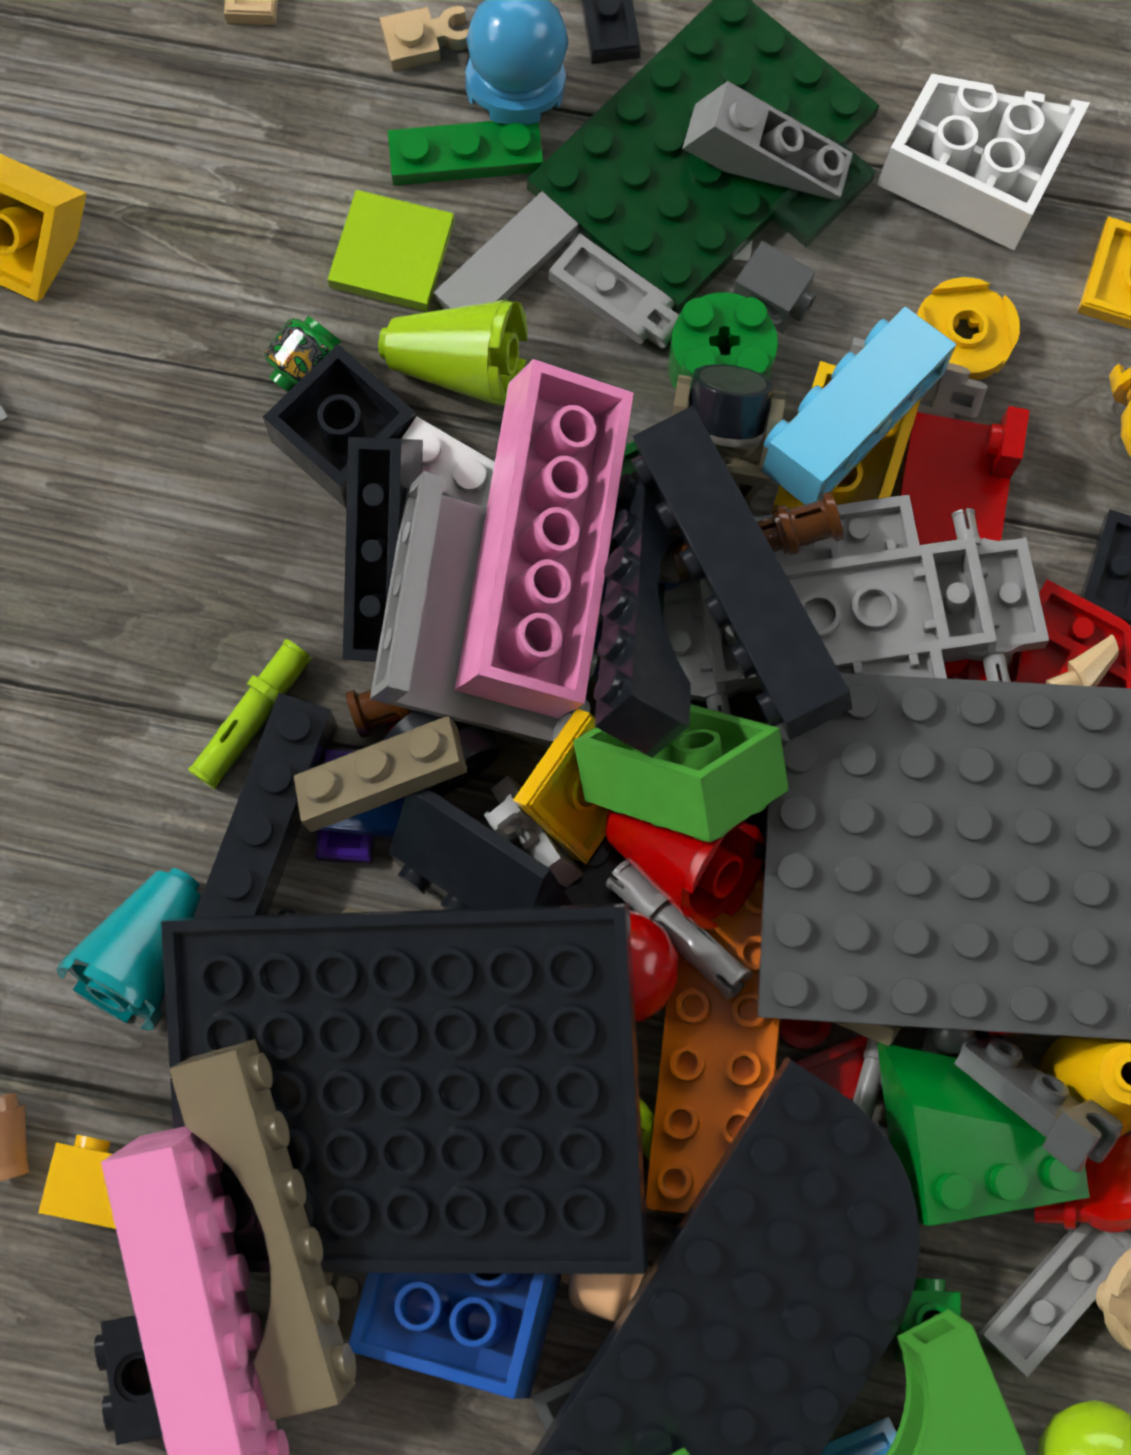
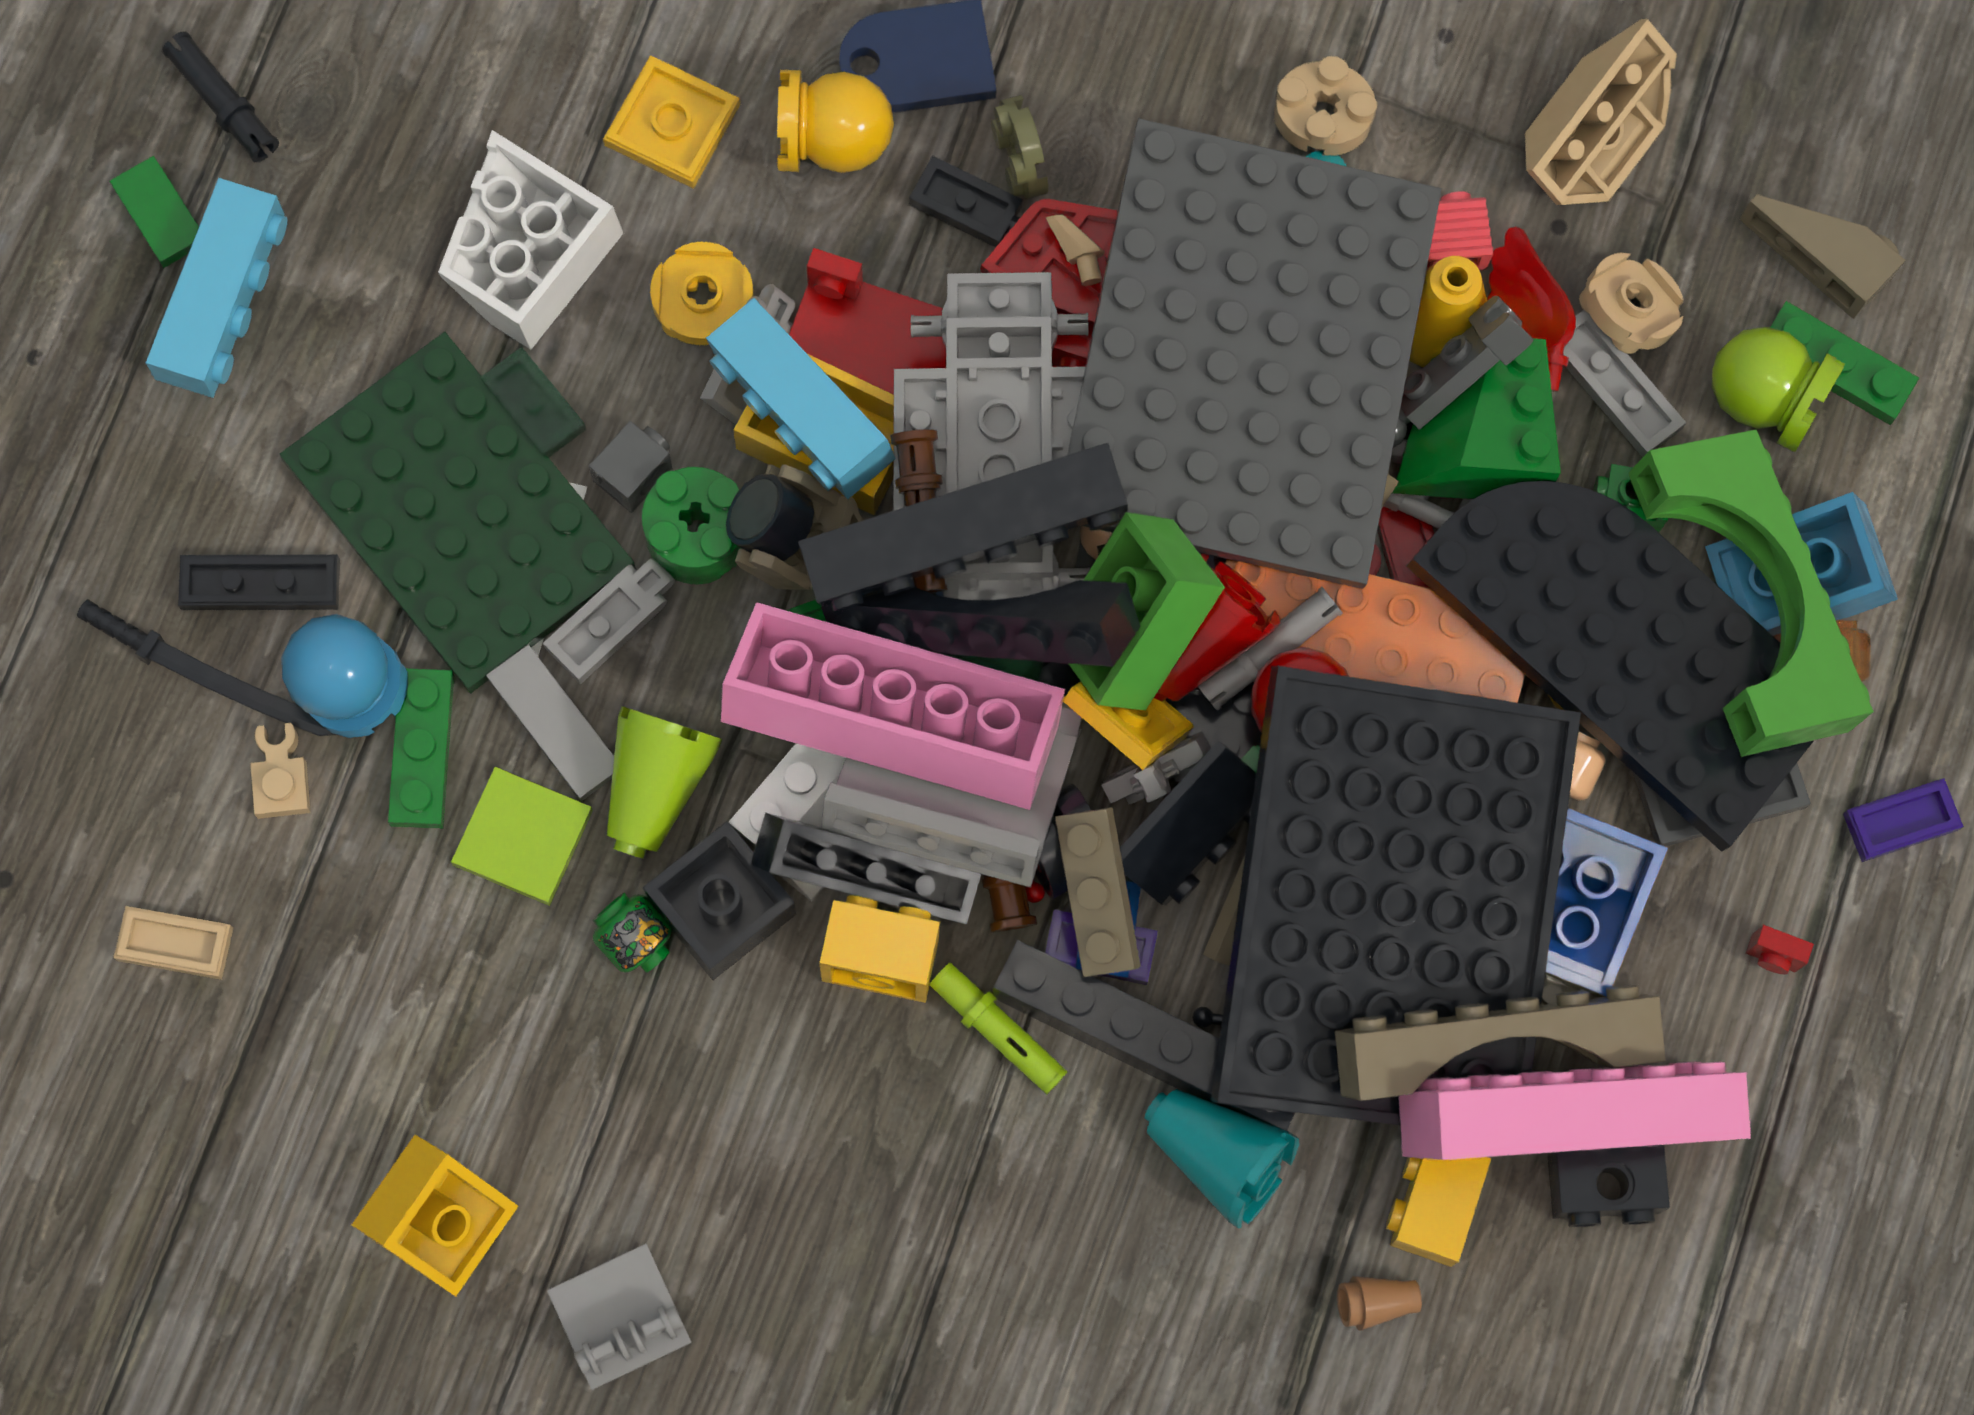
camera: 85 degrees left, 0 degrees up
(304, 578) = (880, 948): none -> yellow brick
(764, 144) = (485, 445): light grey slope -> none

